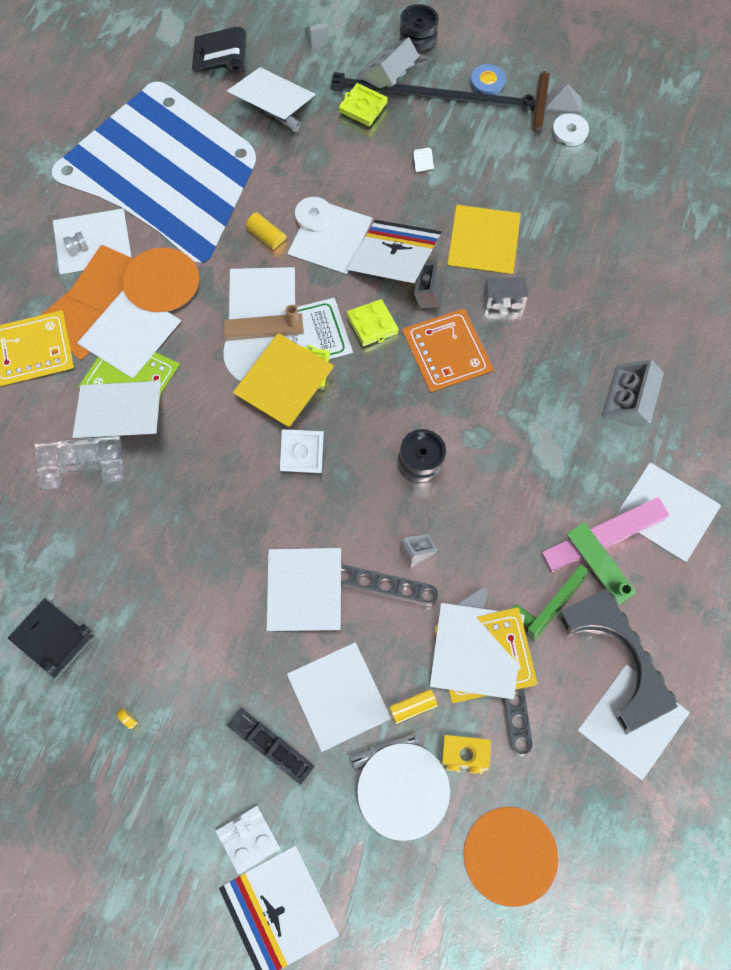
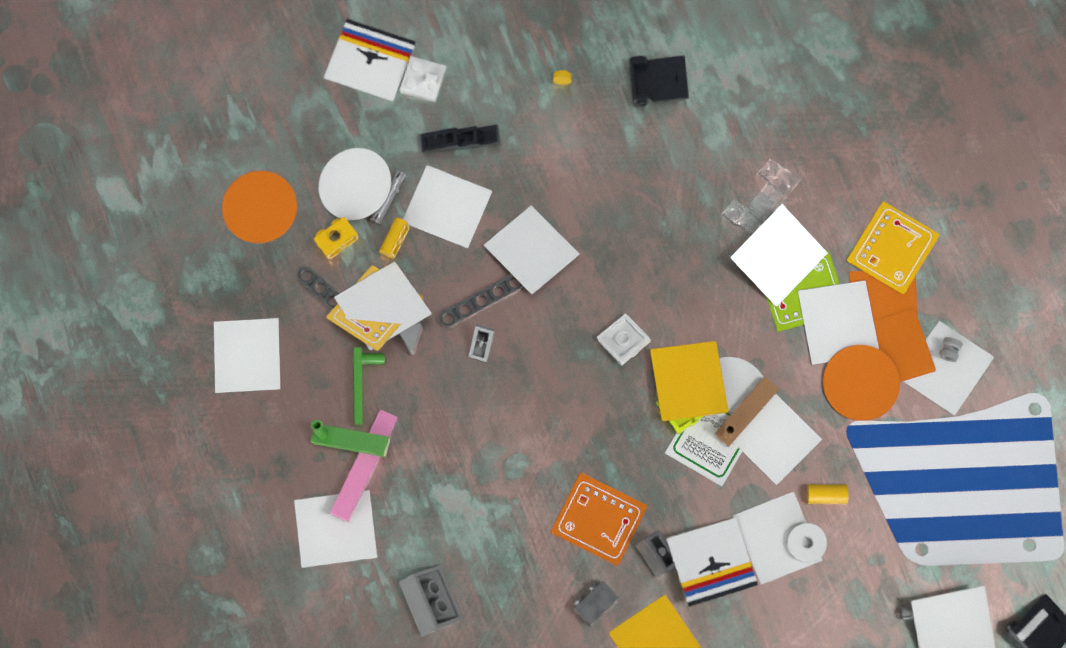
camera: 140 degrees right, 10 degrees up
(372, 322) = (672, 488): neon yellow plate -> none
(421, 455) = (538, 420): black wheel -> none
(651, 695) = (322, 404): dark grey arch -> none

